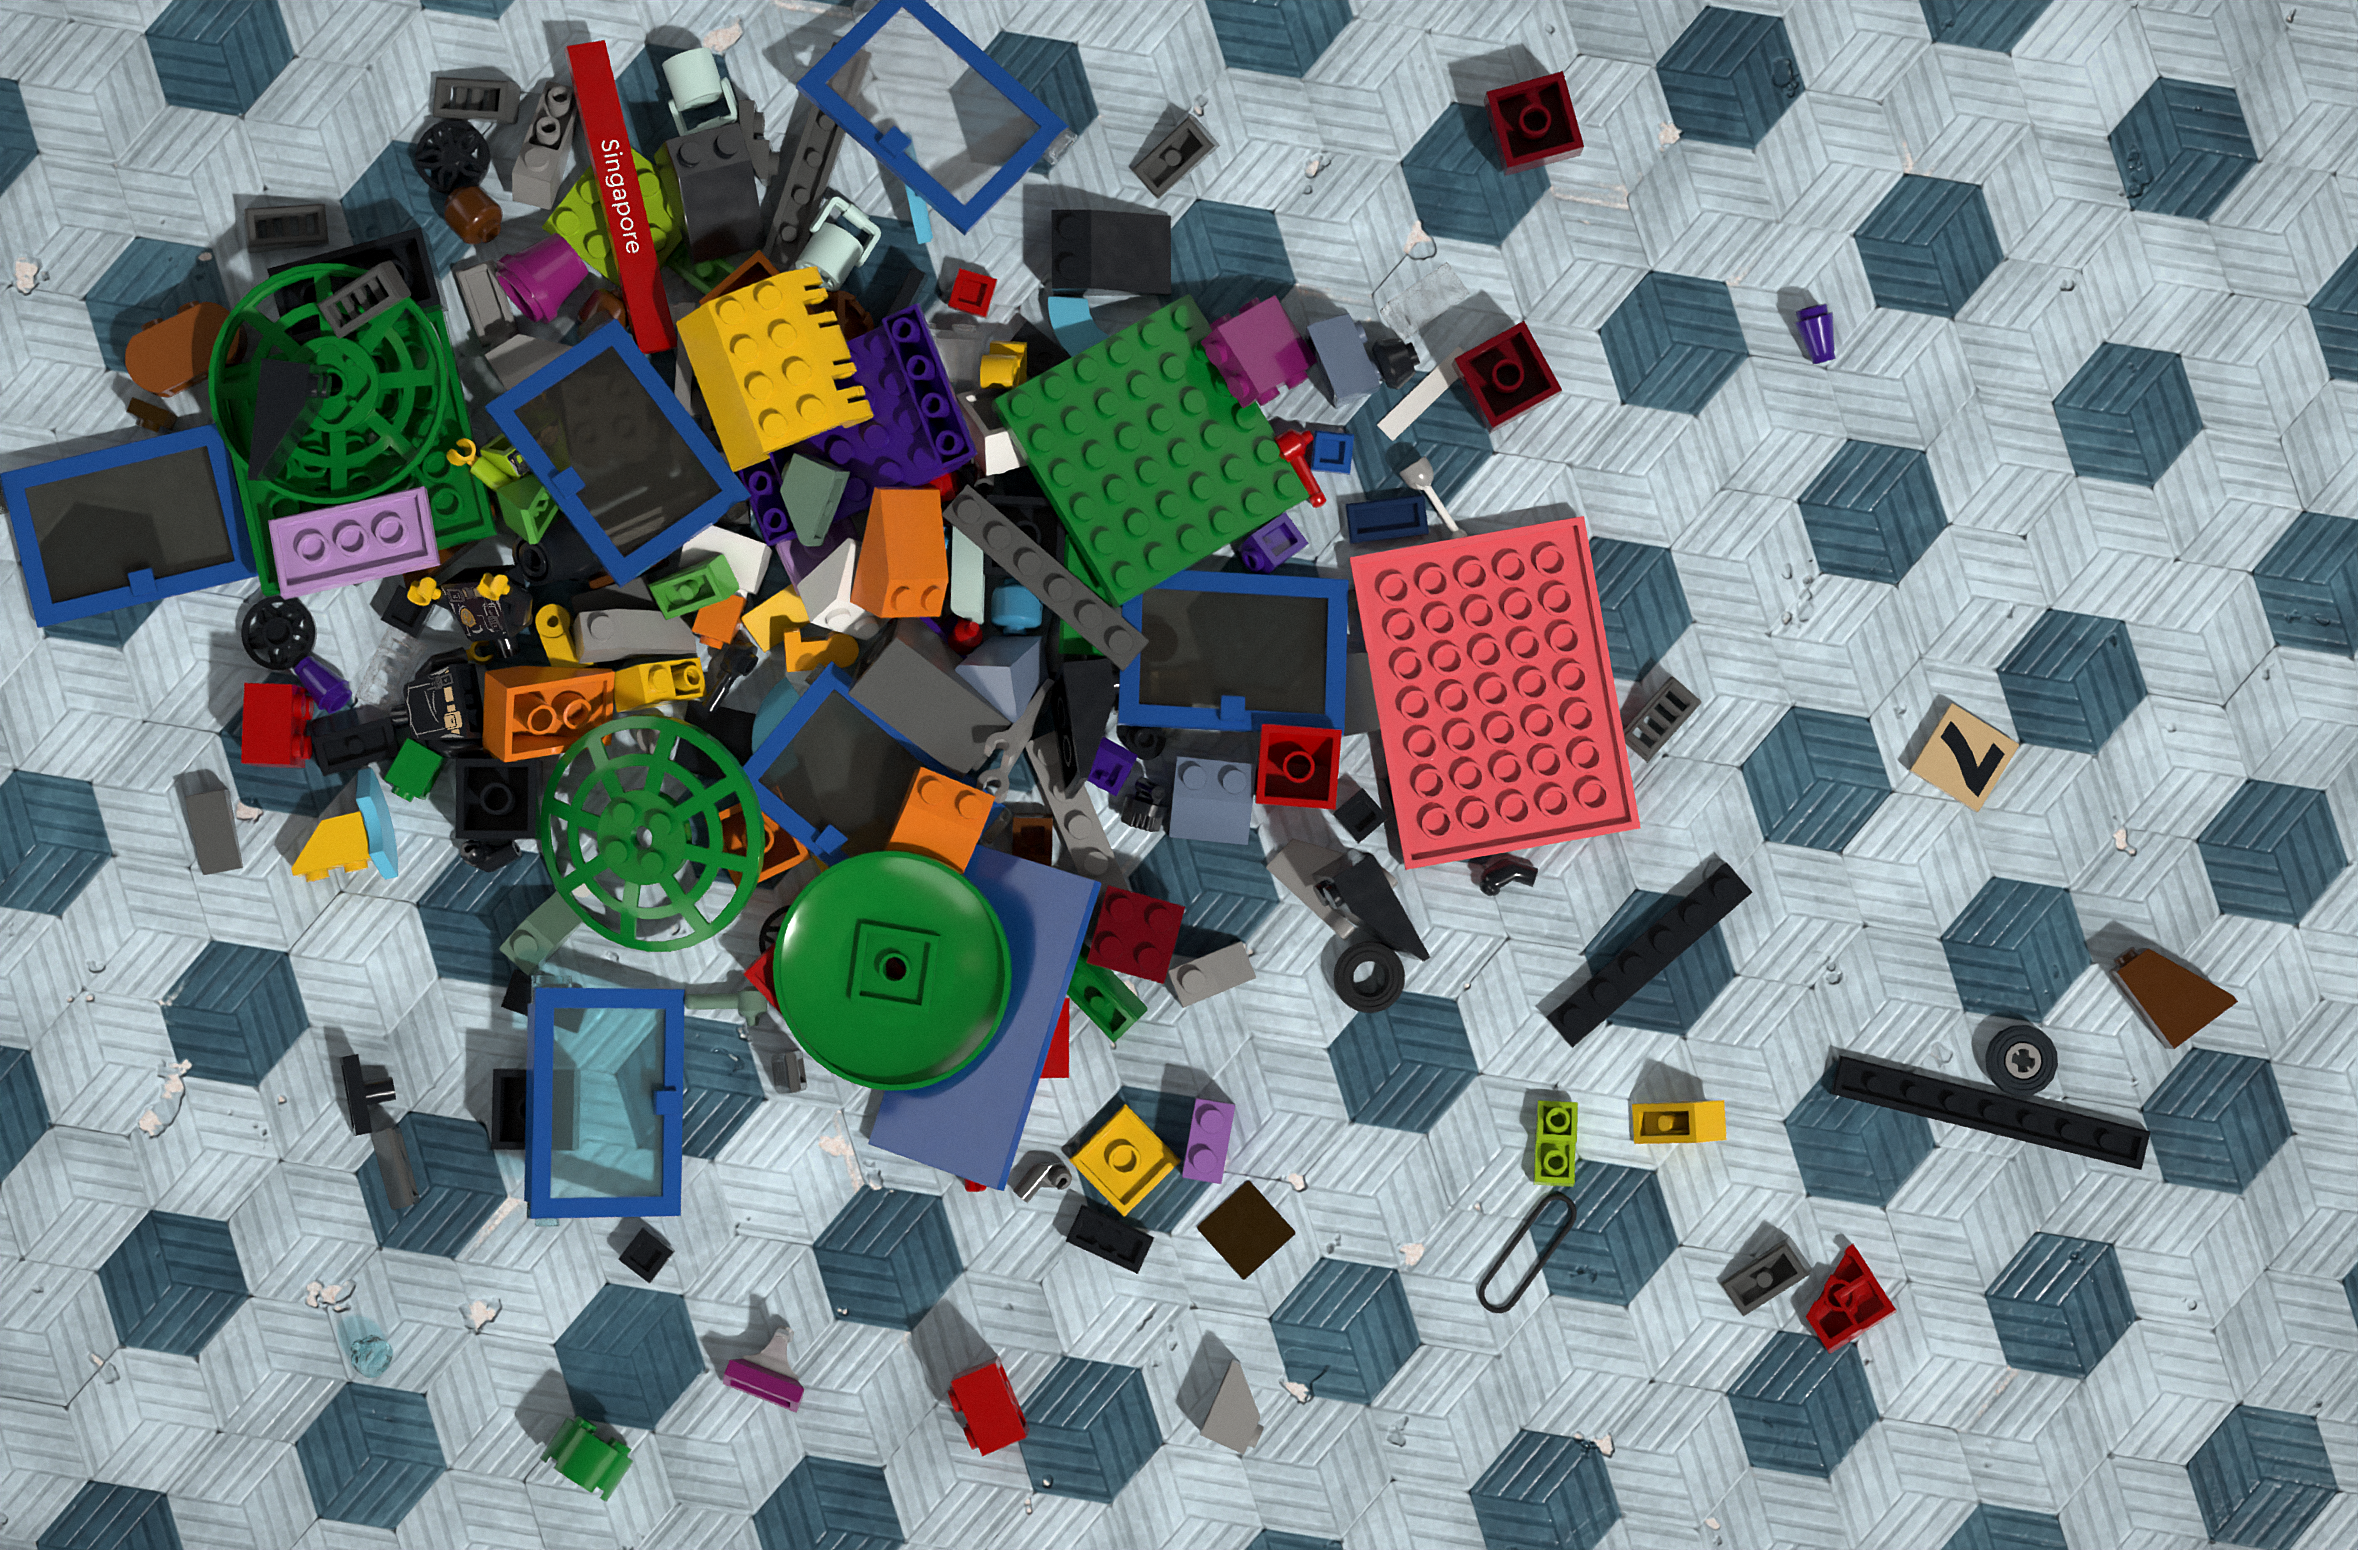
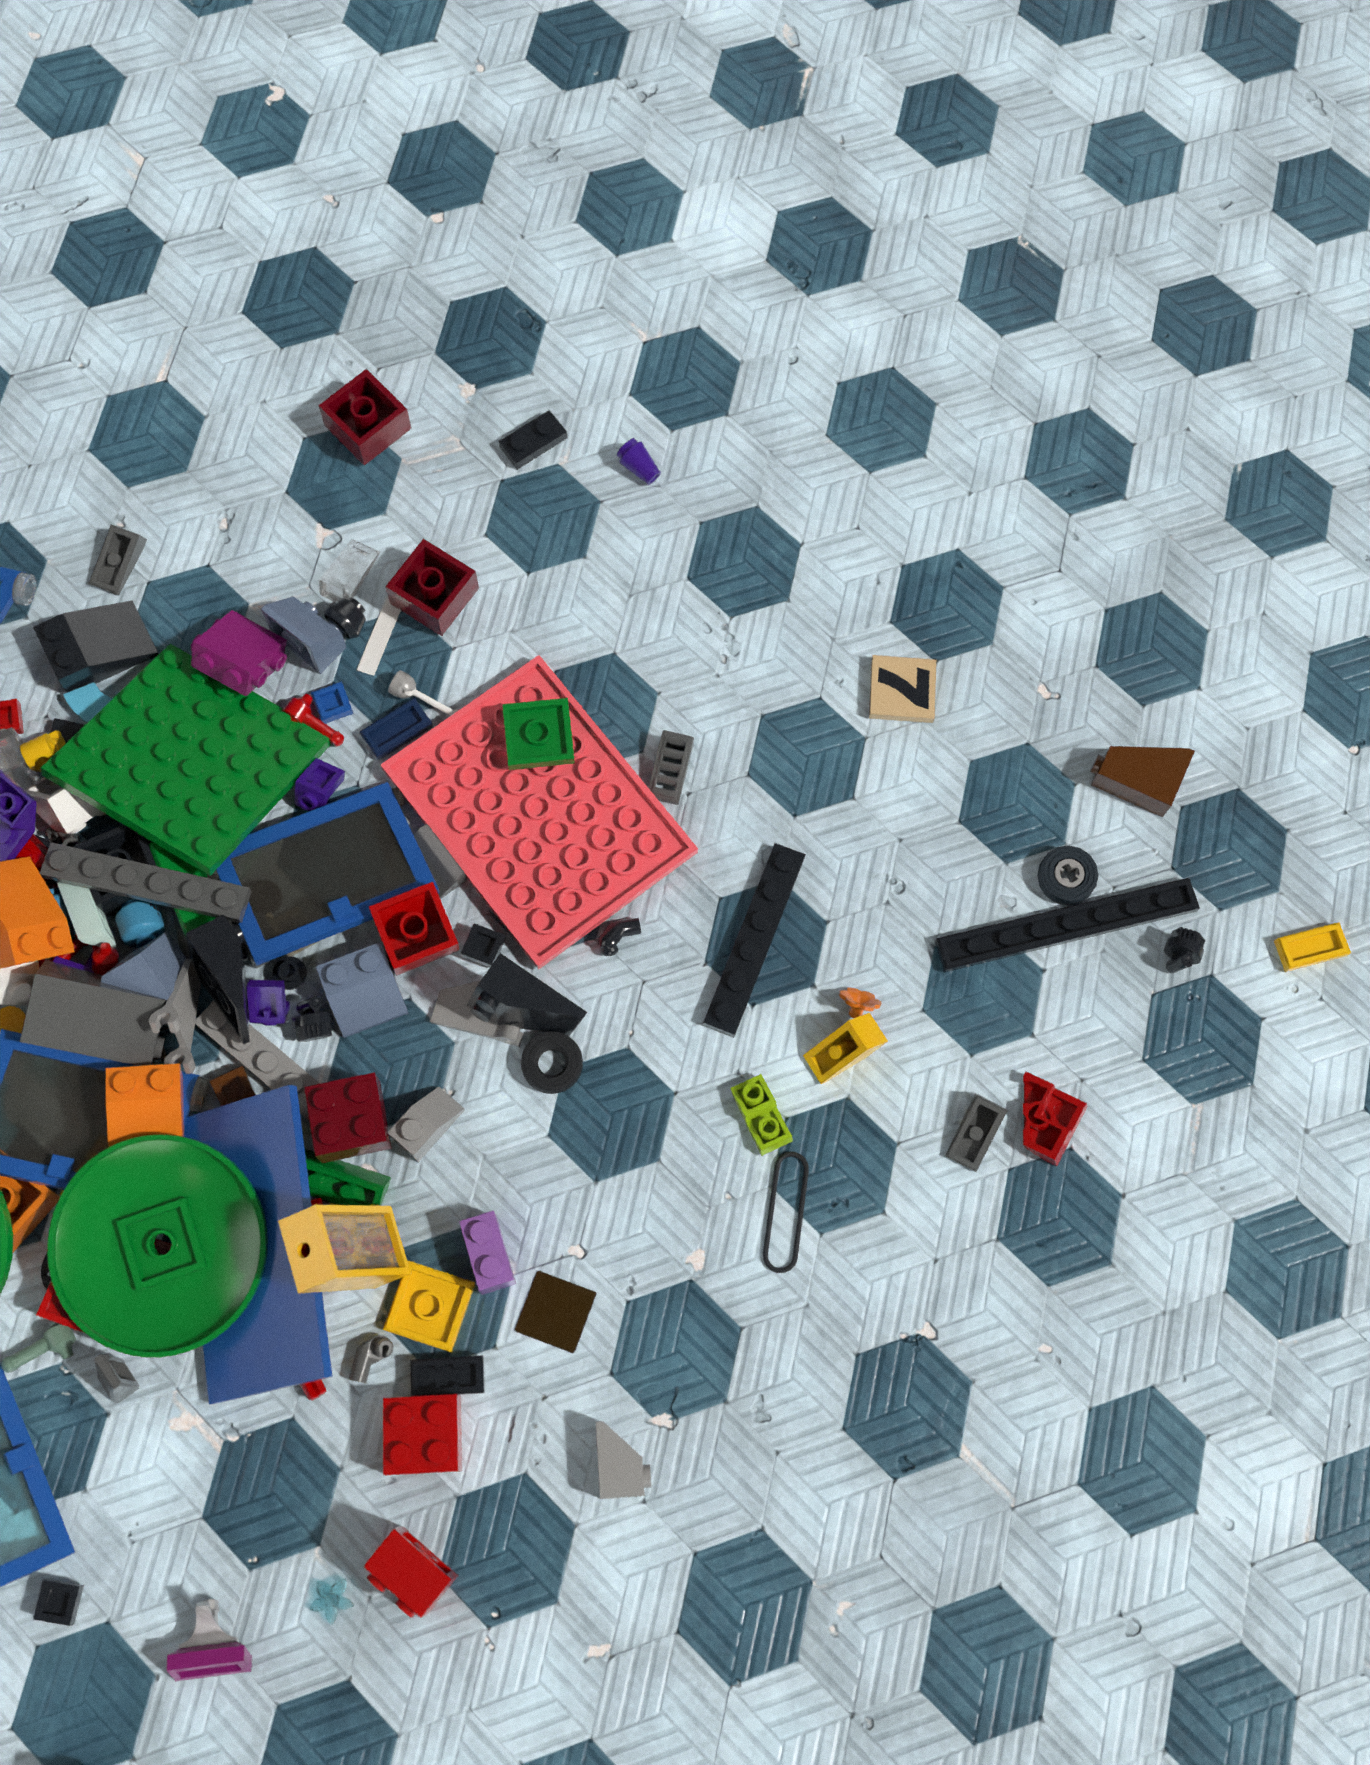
camera: 35 degrees left, 15 degrees down
(900, 1387) = (331, 1599): none -> clear light blue plant
(1059, 1283) = (422, 1434): none -> red brick
(1073, 1073) = (343, 1247): none -> yellow brick
(1535, 614) = (538, 734): none -> green plate
(1711, 239) = (533, 439): none -> black plate
(1721, 1080) = (859, 1001): none -> orange plant
(2097, 1206) = (1184, 949): none -> black piece
(2237, 1273) = (1312, 947): none -> yellow tile

